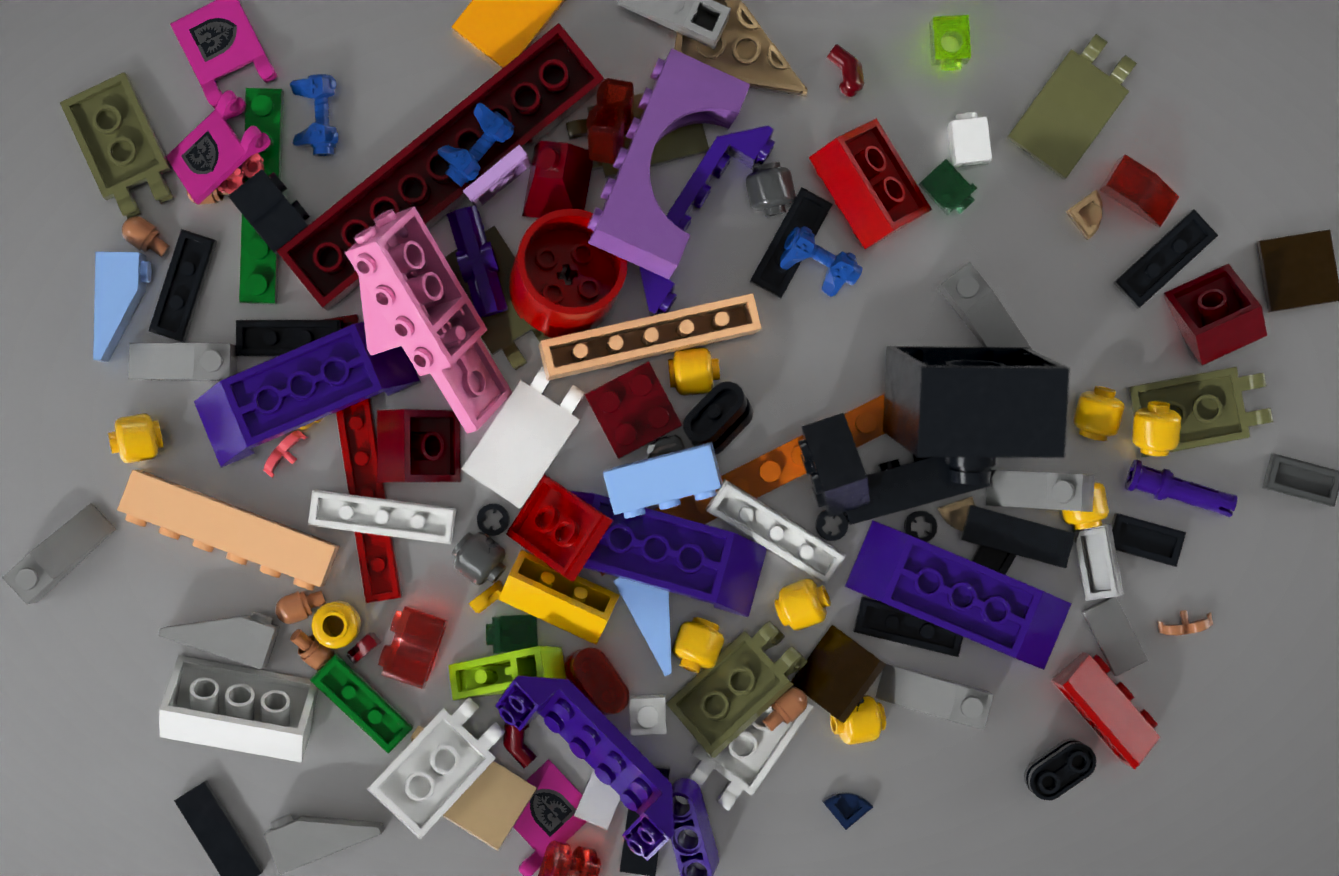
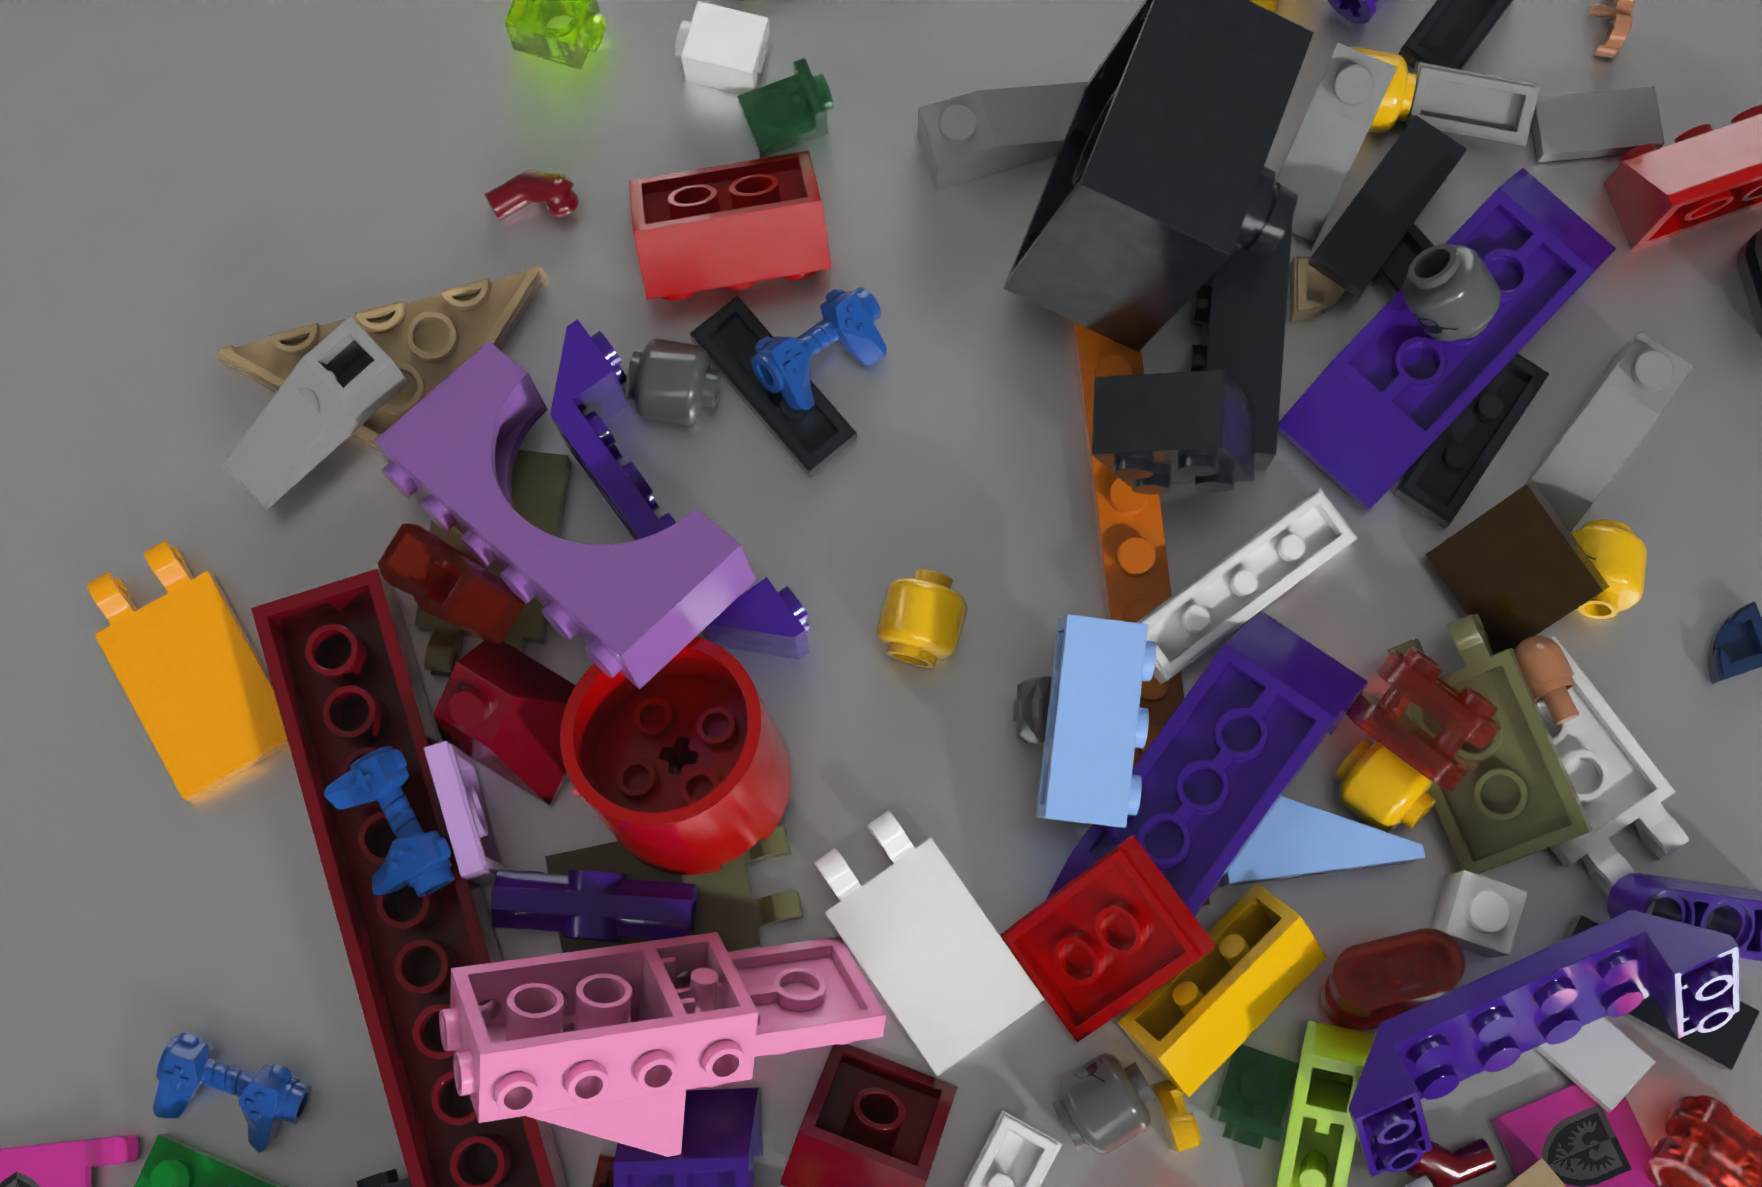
camera: 70 degrees left, 10 degrees down
(504, 522) = (1054, 1037): black bush -> none
(633, 410) = (951, 739): dark red brick -> none
(649, 336) = (837, 665): light nougat brick -> none
(719, 416) = (1014, 601): black brick -> none
(746, 666) = (1416, 679): none -> clear red brick
(802, 604) = (1377, 587): yellow head -> none
(842, 527) = (1248, 509): black bush -> none
(928, 518) = (1301, 340): black bush -> none
(966, 583) = (1451, 292): none -> dark grey head

